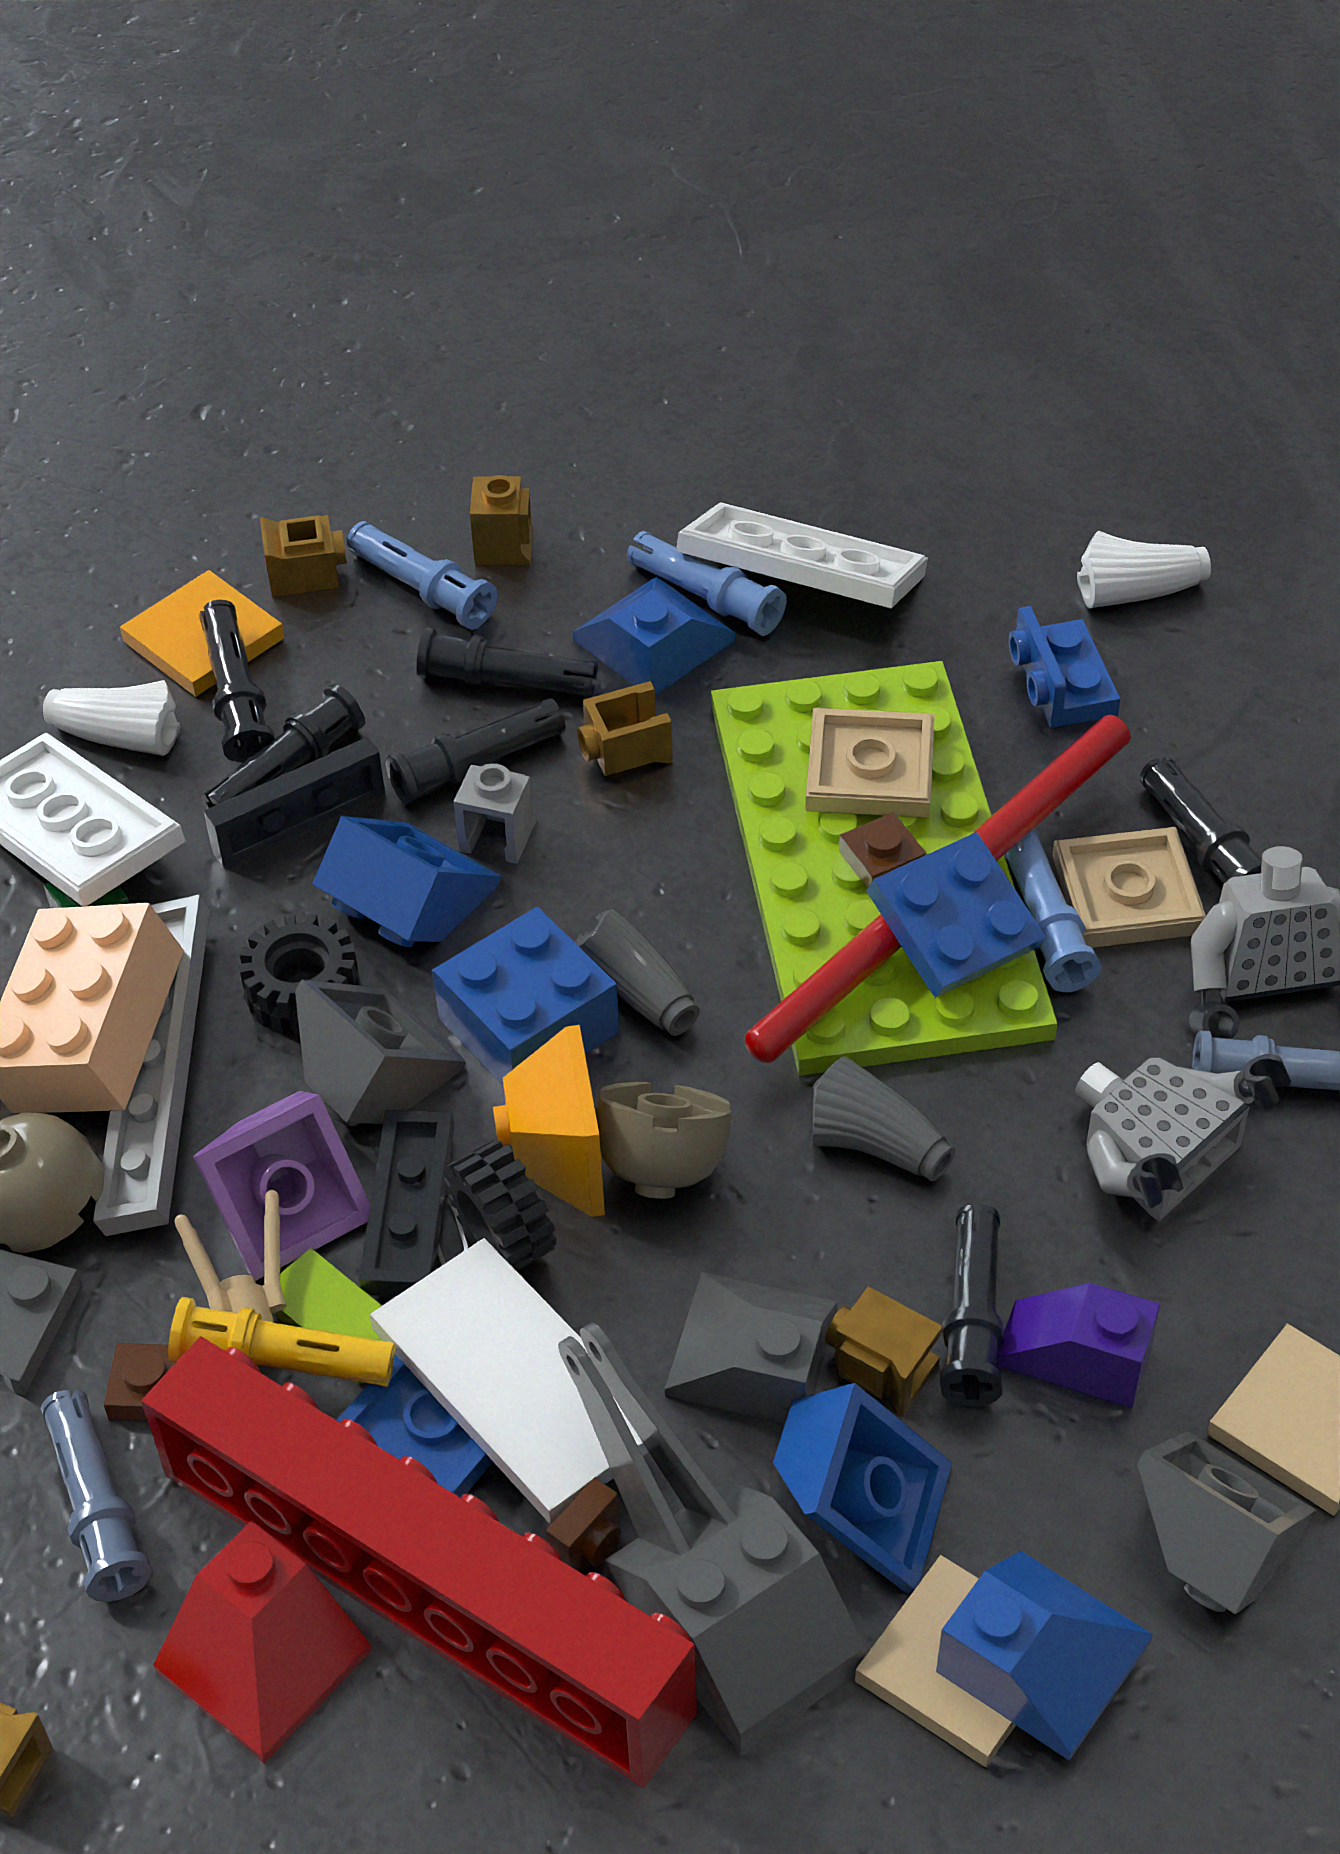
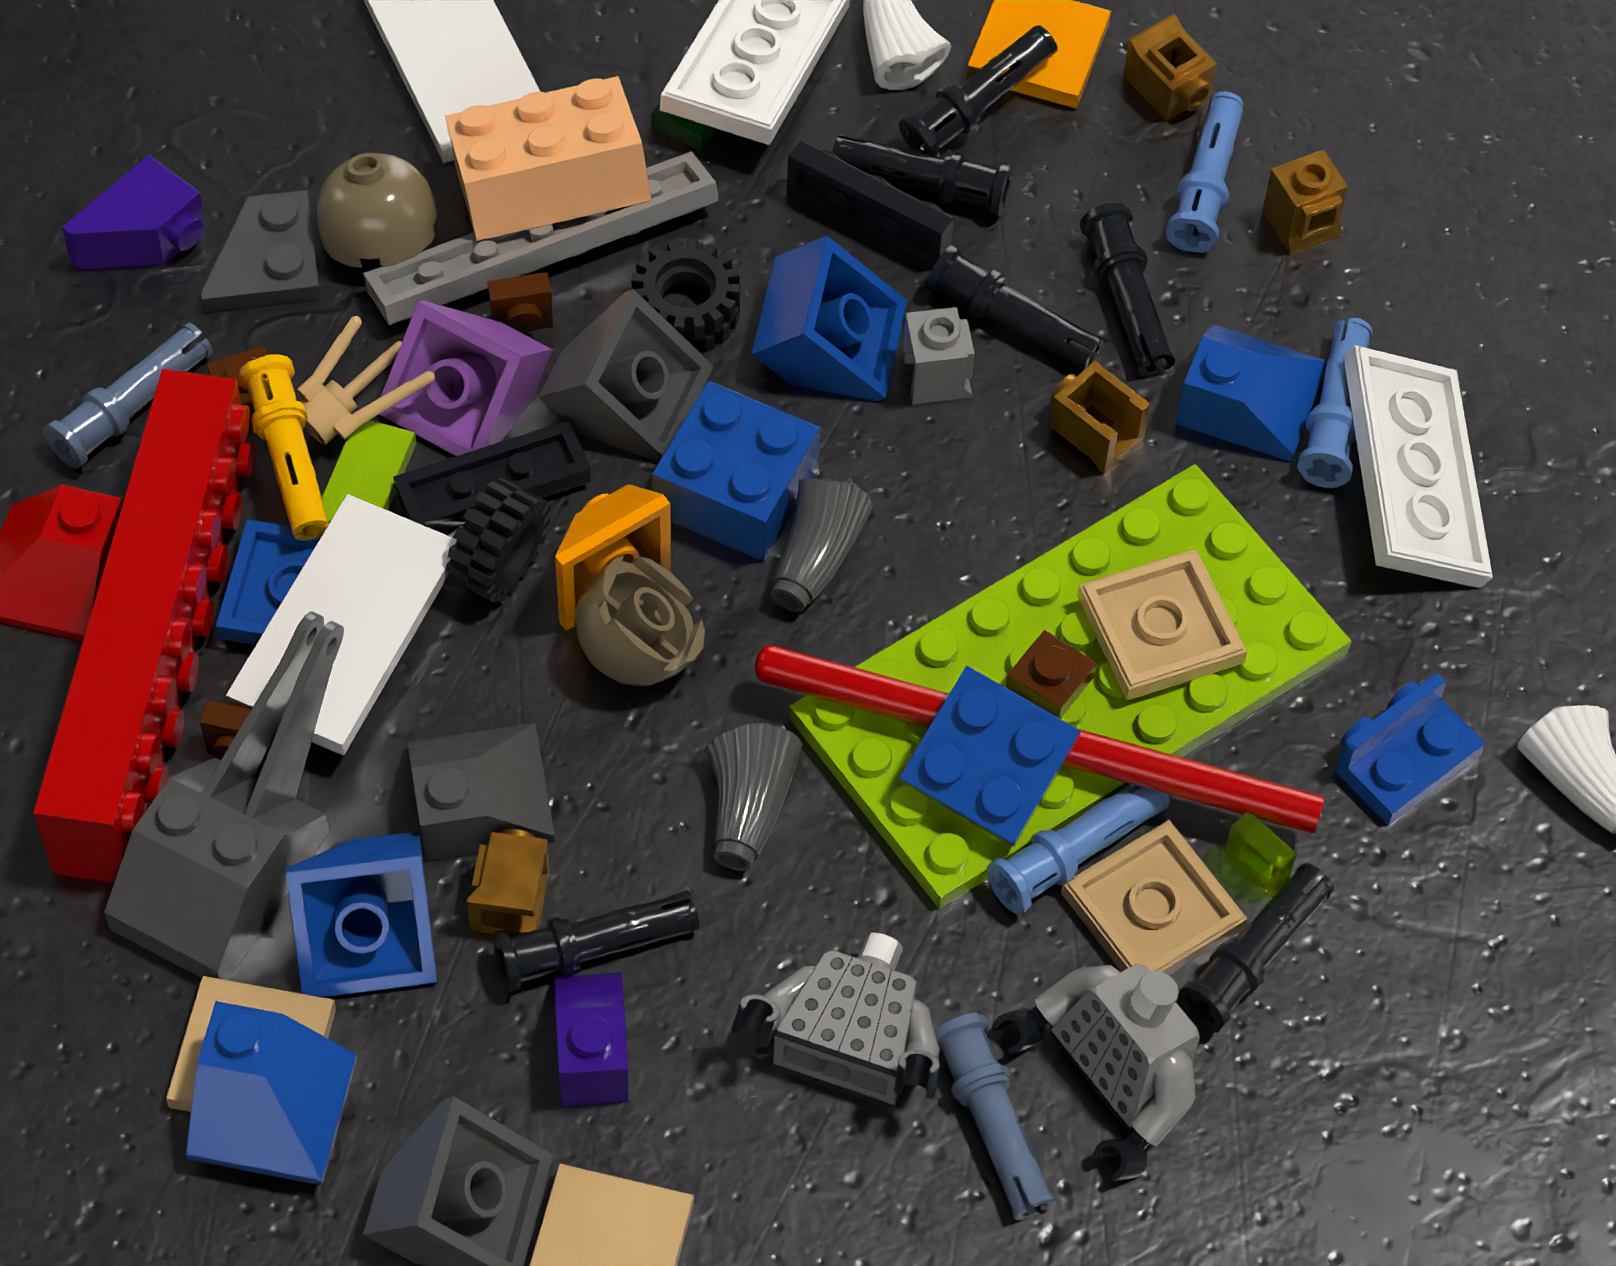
camera: 60 degrees right, 10 degrees up
(222, 1099) = (522, 302): none -> reddish brown plate
(1122, 791) = (1260, 853): none -> clear neon green tile

